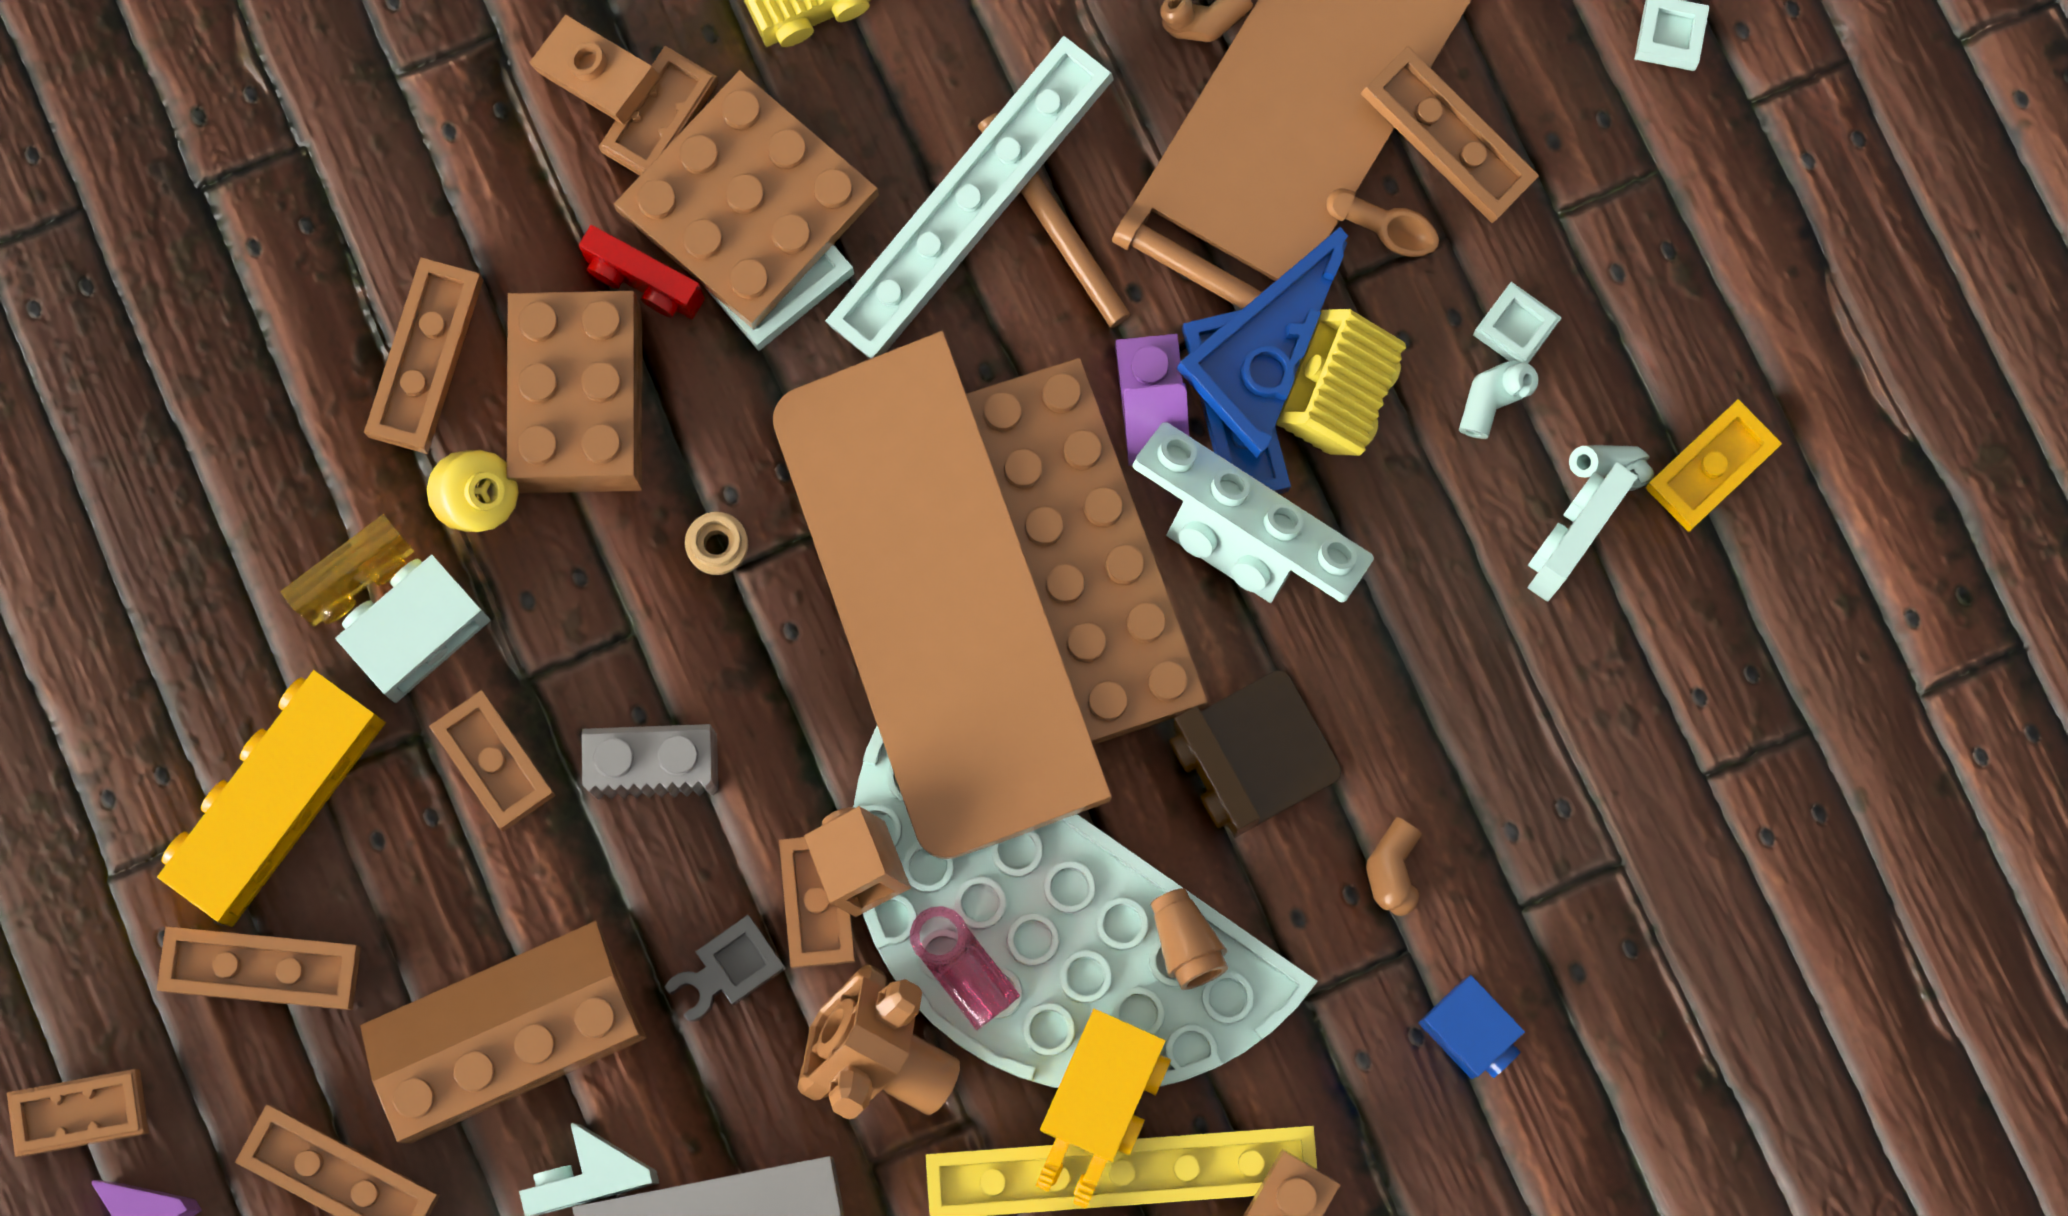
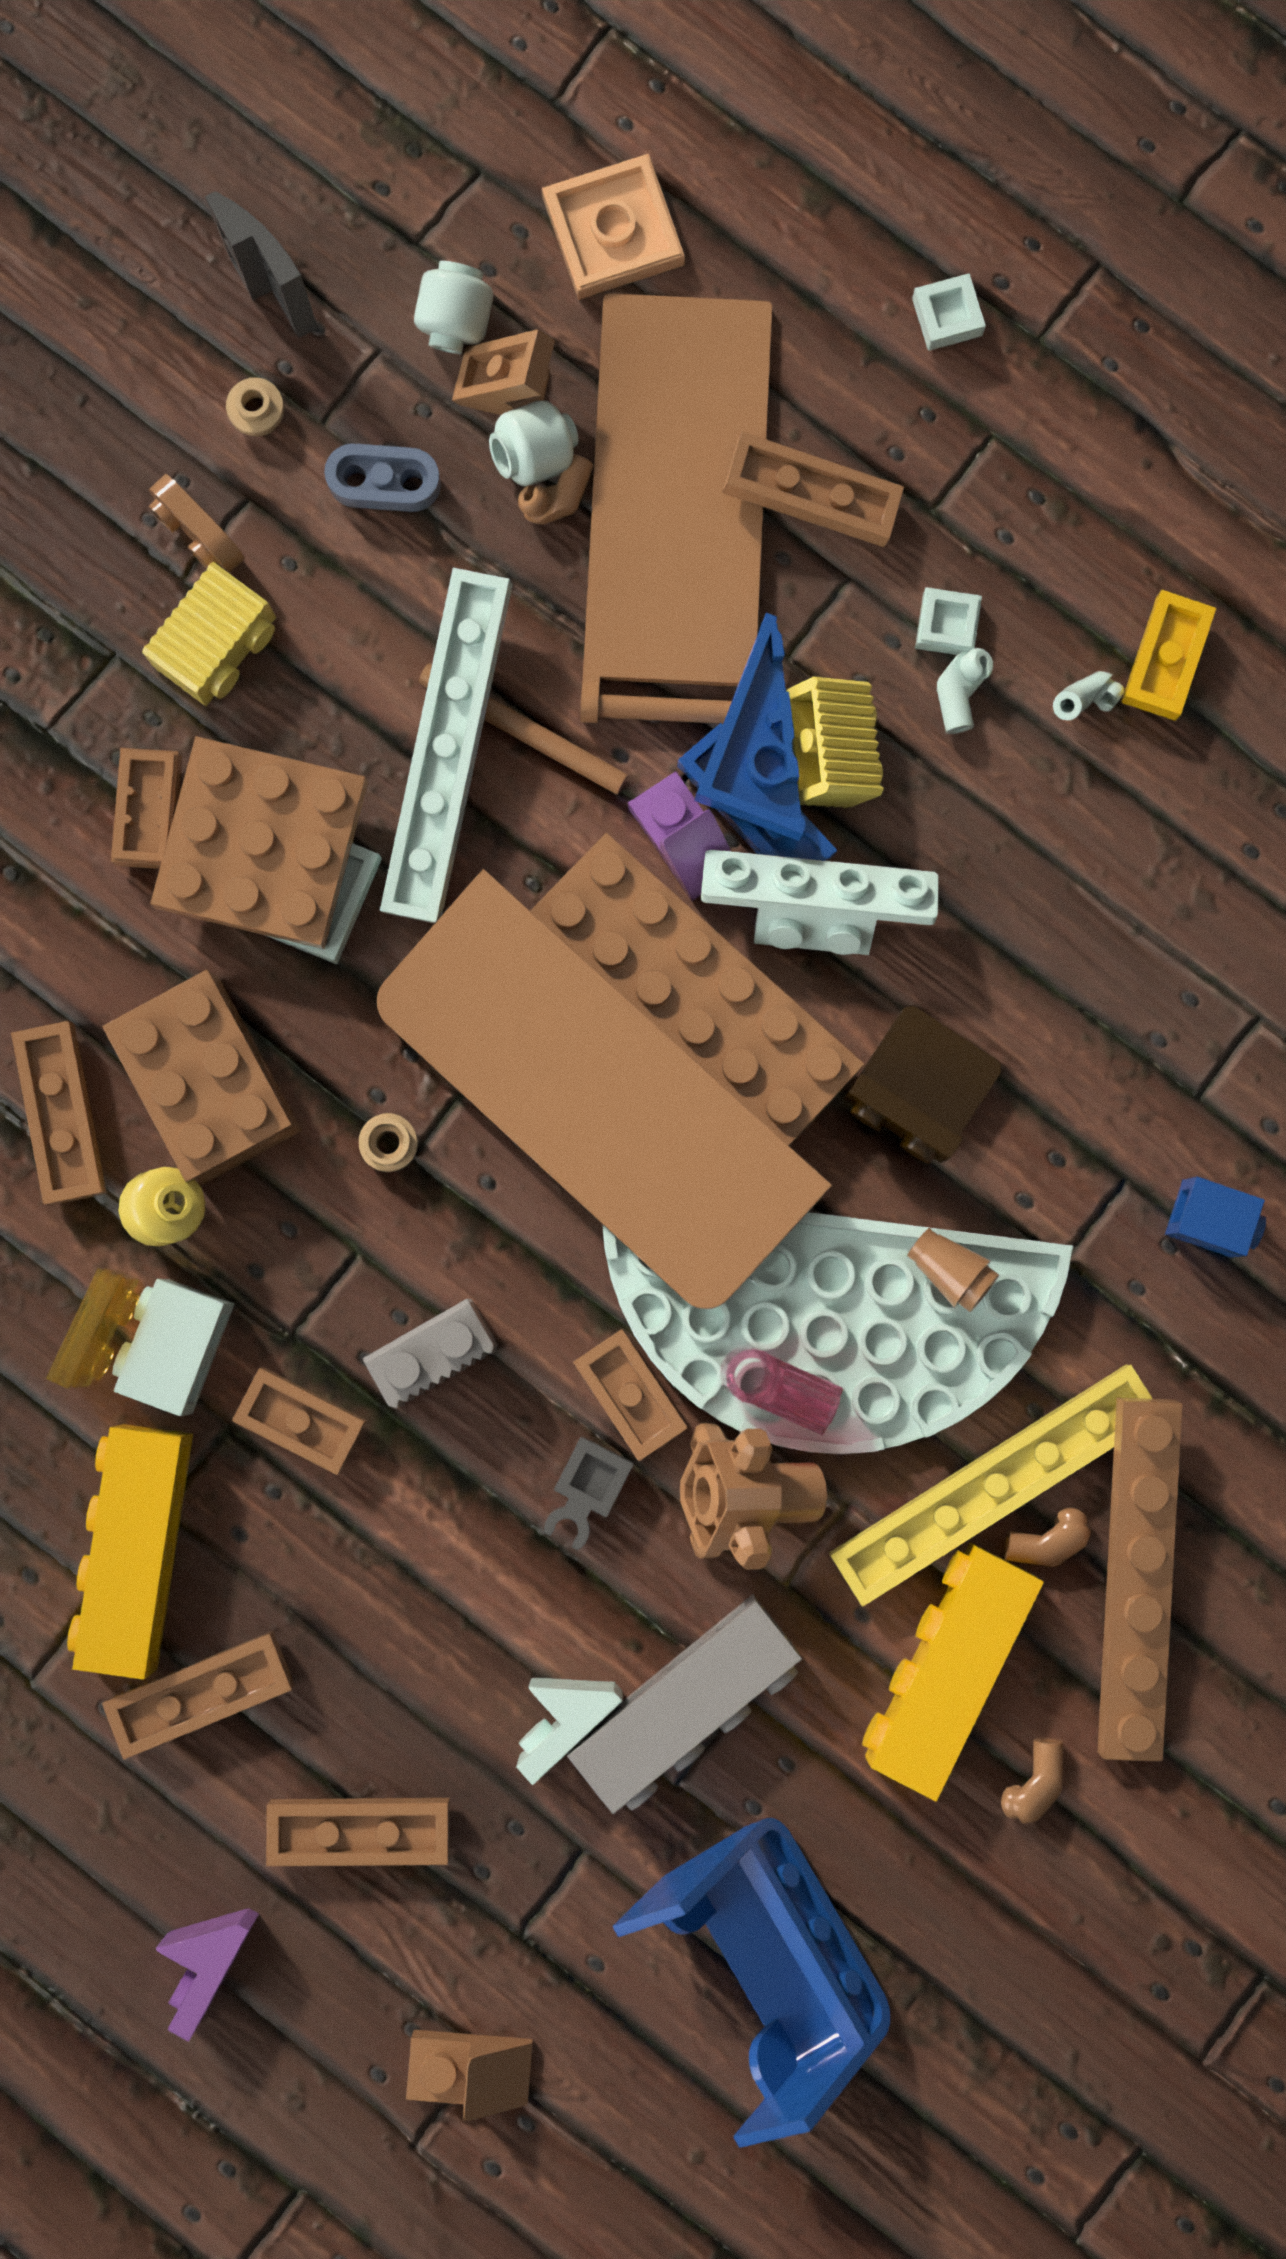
camera: 30 degrees left, 5 degrees up
(77, 1113) = (112, 1894): medium nougat plate -> none
(499, 1033) = (426, 1642): medium nougat slope -> none
(594, 69) = (72, 798): medium nougat plate -> none
(661, 286) = (179, 951): red plate -> none
(856, 860) = (649, 1348): medium nougat brick -> none
(1100, 1098) = (953, 1438): yellow hinge -> none
(1388, 871) = (1078, 1124): medium nougat arm -> none
(1398, 228) = (812, 590): medium nougat piece -> none
(1589, 514) = (1097, 753): light aqua plate -> none

